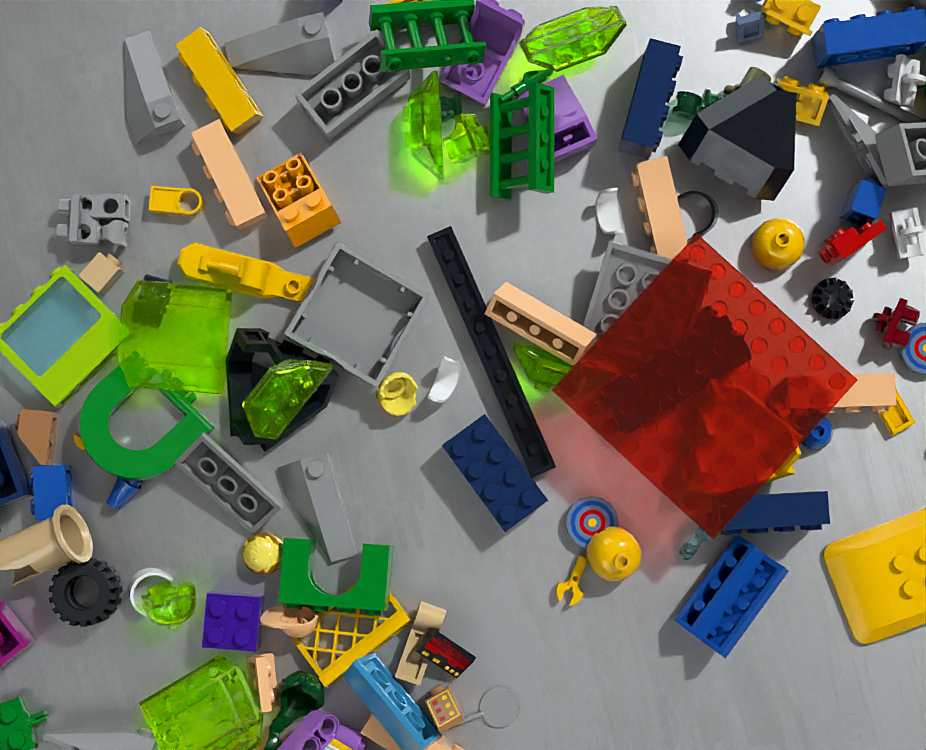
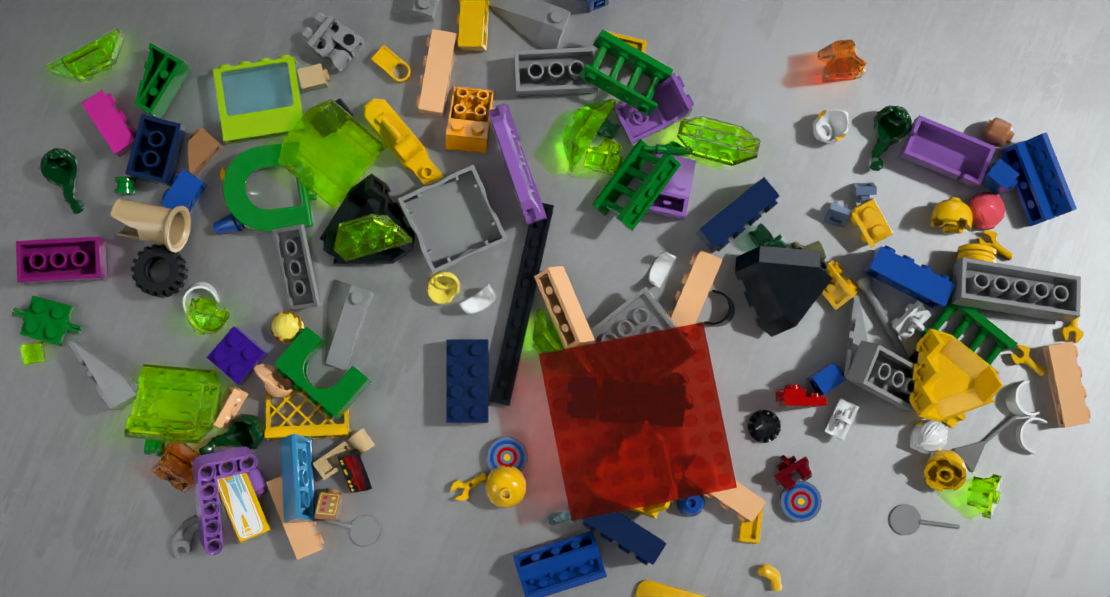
camera: 35 degrees right, 0 degrees up
(382, 211) = (517, 164): none -> medium lavender connector
(769, 247) = (745, 364): yellow cylinder -> none

